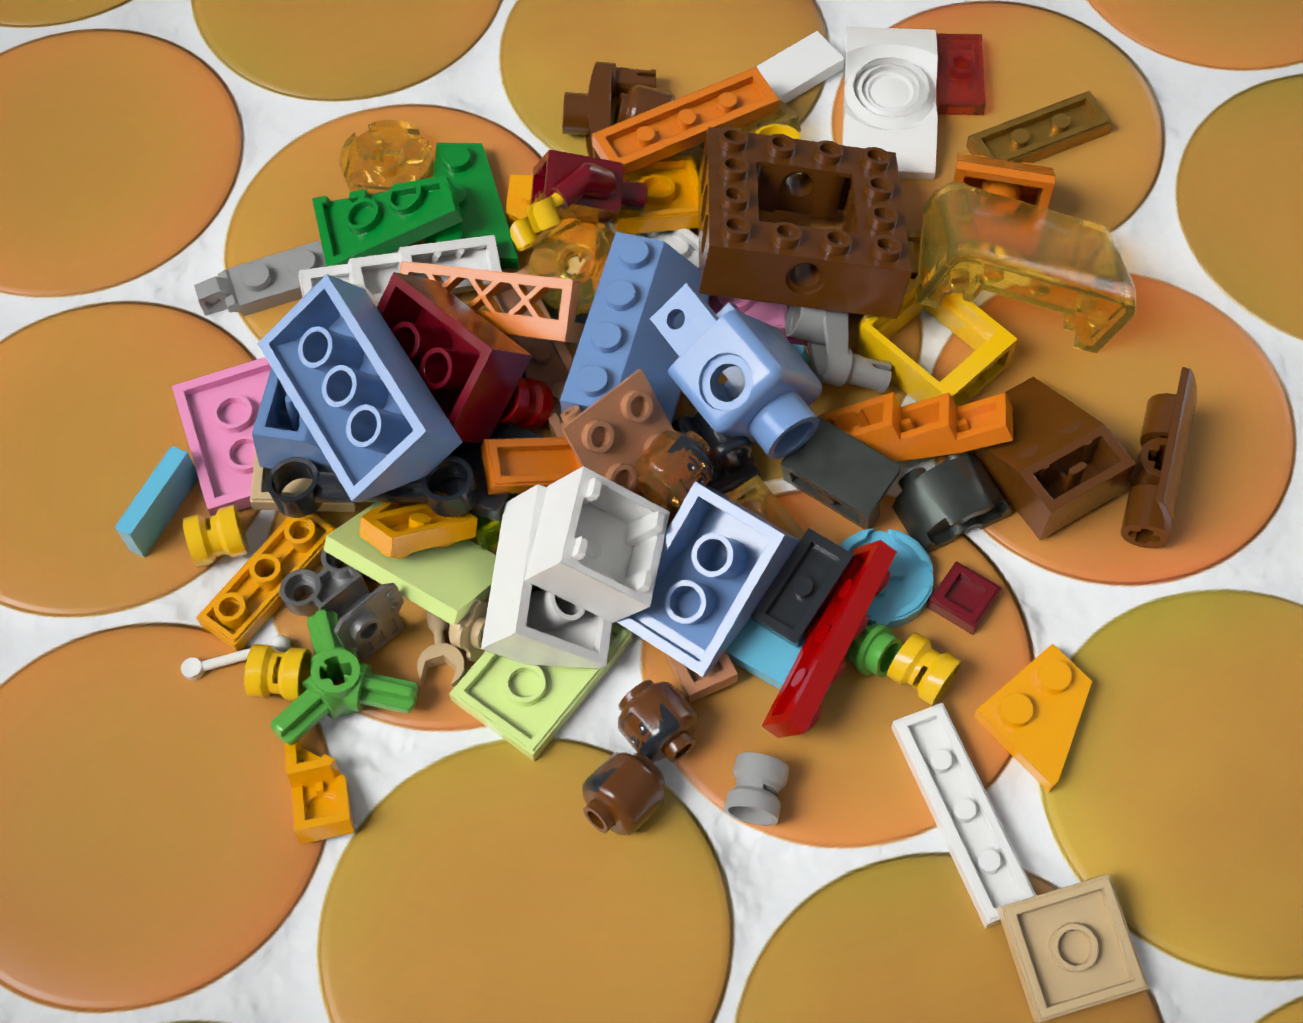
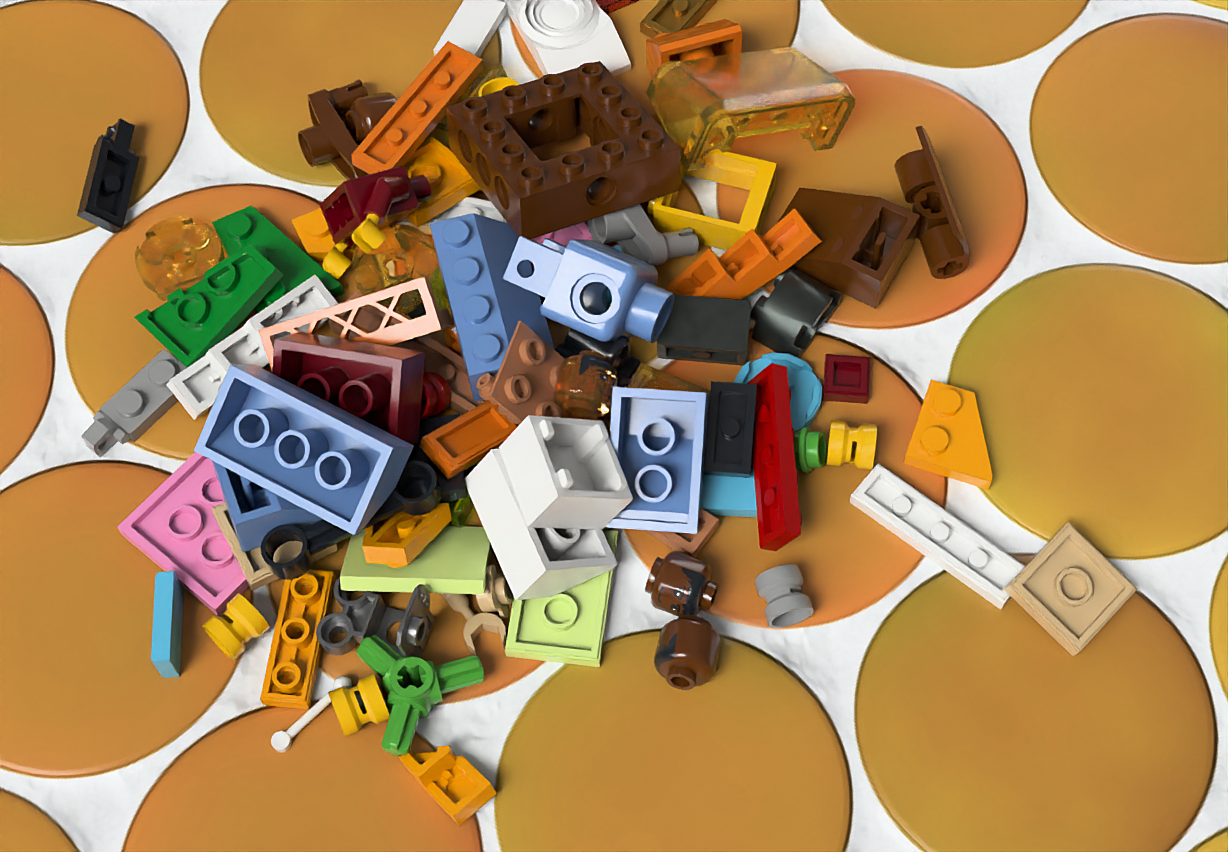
camera: 30 degrees left, 0 degrees up
(370, 60) = (110, 178): none -> black hinge

